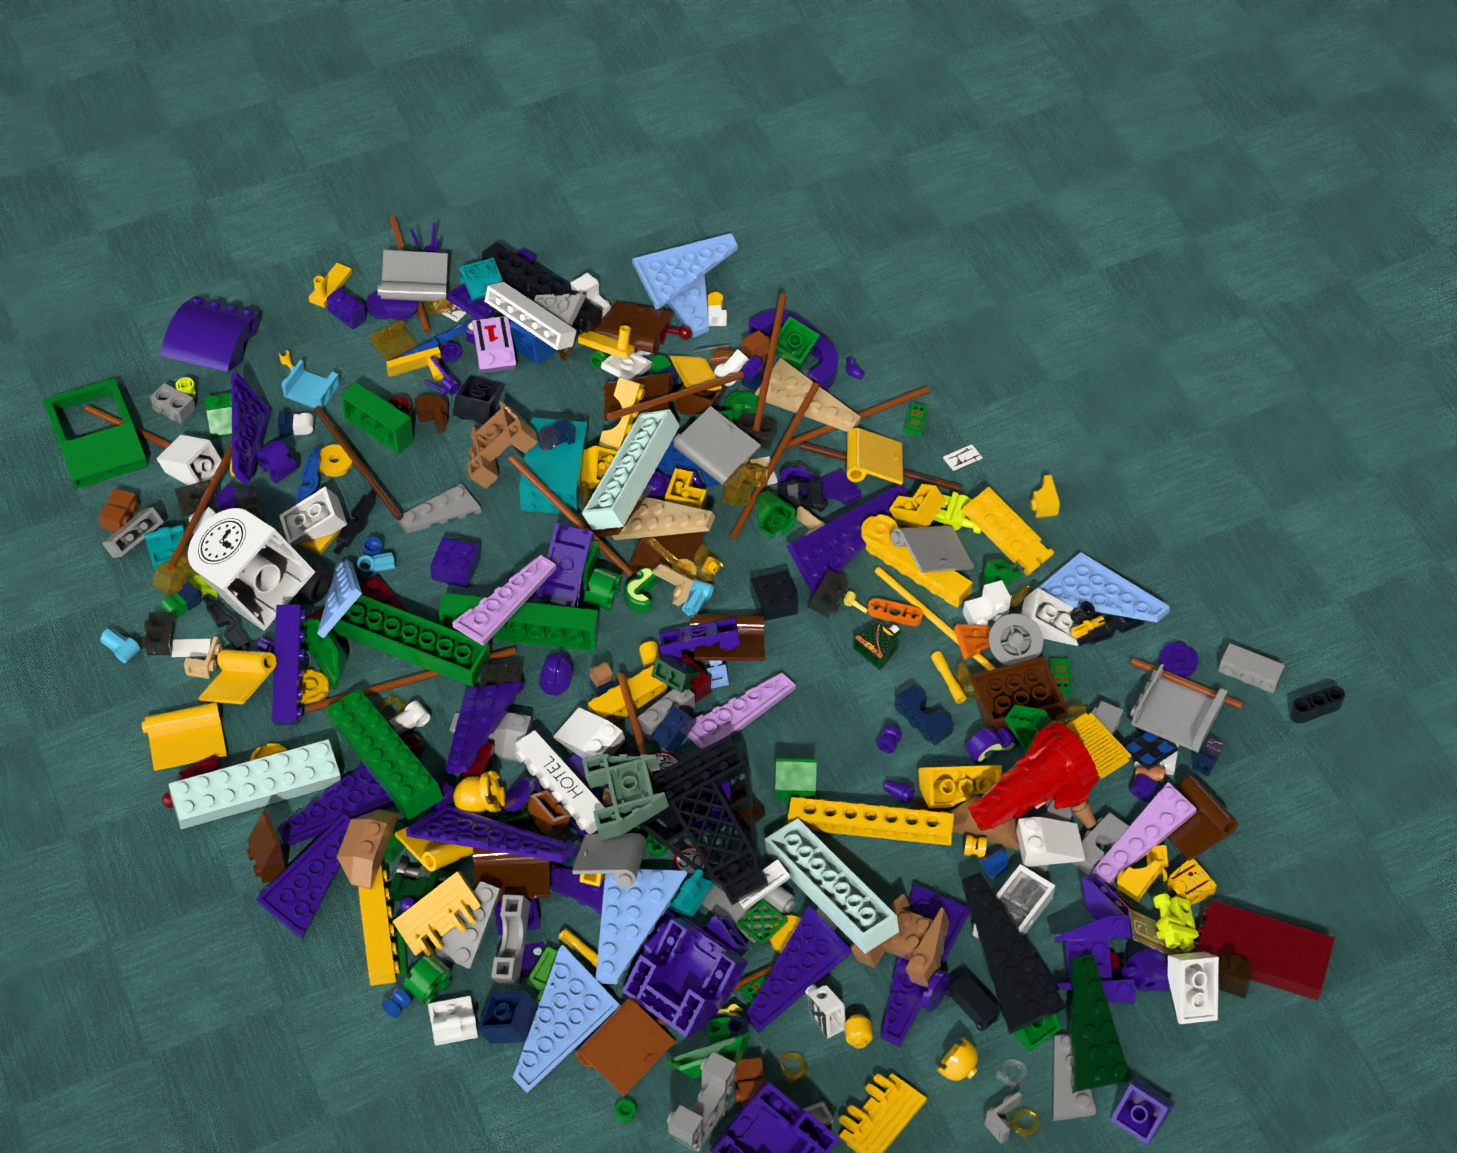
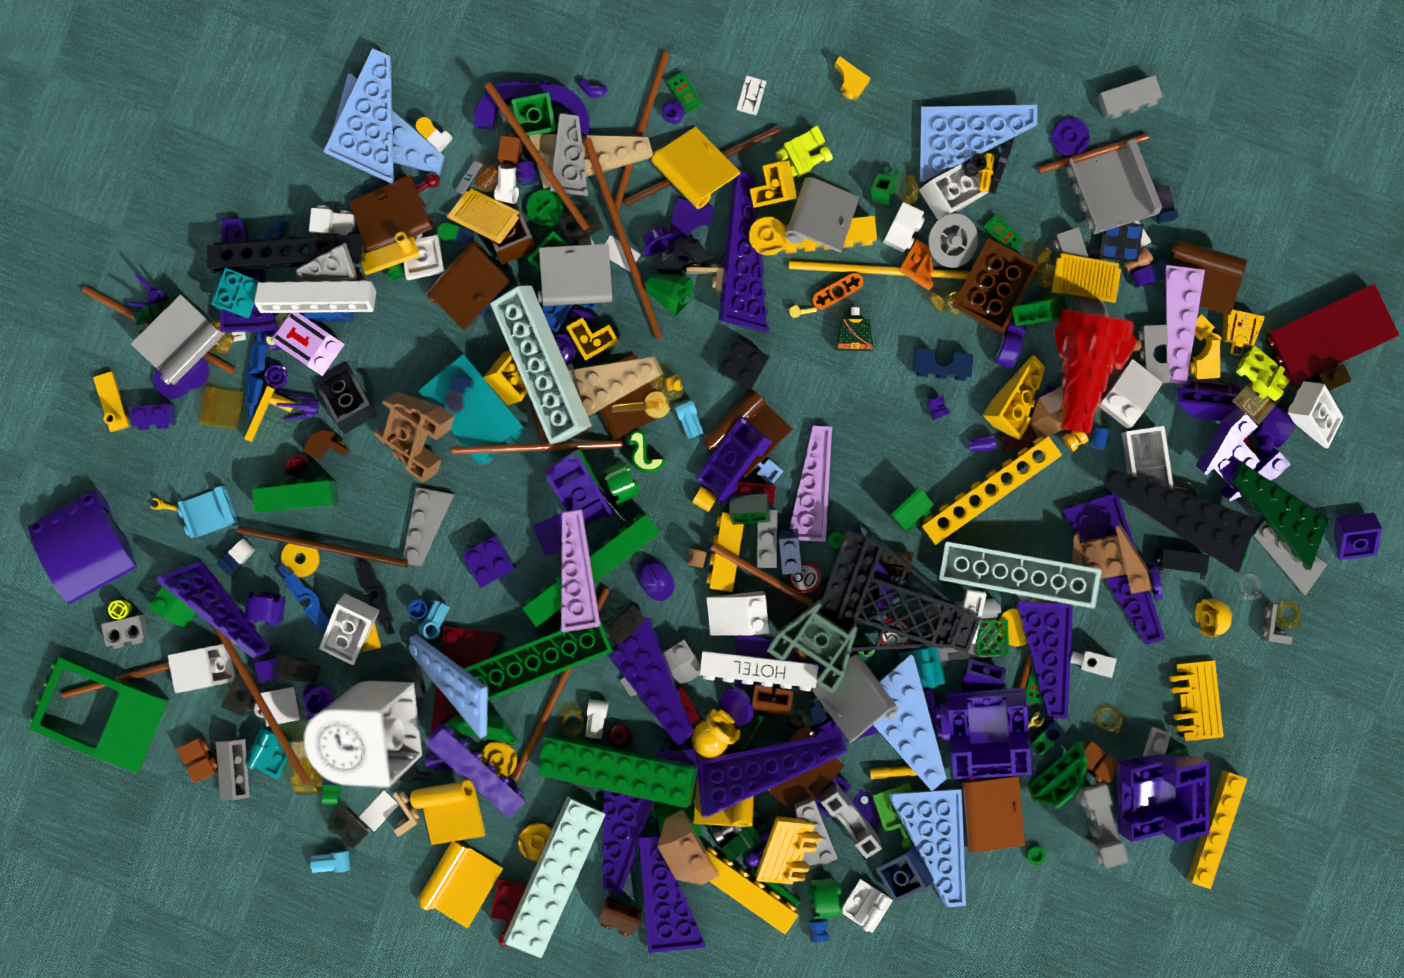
camera: 45 degrees left, 35 degrees up
(585, 493) = (520, 411): clear yellow arm -> none
(628, 394) = (472, 304): yellow arch -> none
(676, 395) = (503, 263): dark orange piece -> none
(681, 581) = (674, 425): tan bracket -> none
(738, 485) = (625, 288): clear yellow brick -> none
(792, 382) = (568, 156): none -> light grey wing
(827, 593) = (776, 327): clear smoke brick -> none
(858, 1031) = (1130, 657): yellow head -> none
(895, 420) = (678, 109): none -> dark purple plate
(943, 667) = (916, 307): yellow piece -> none
(1007, 530) = (852, 140): yellow hinge -> none
(1317, 704) = (1207, 80): black beam -> none

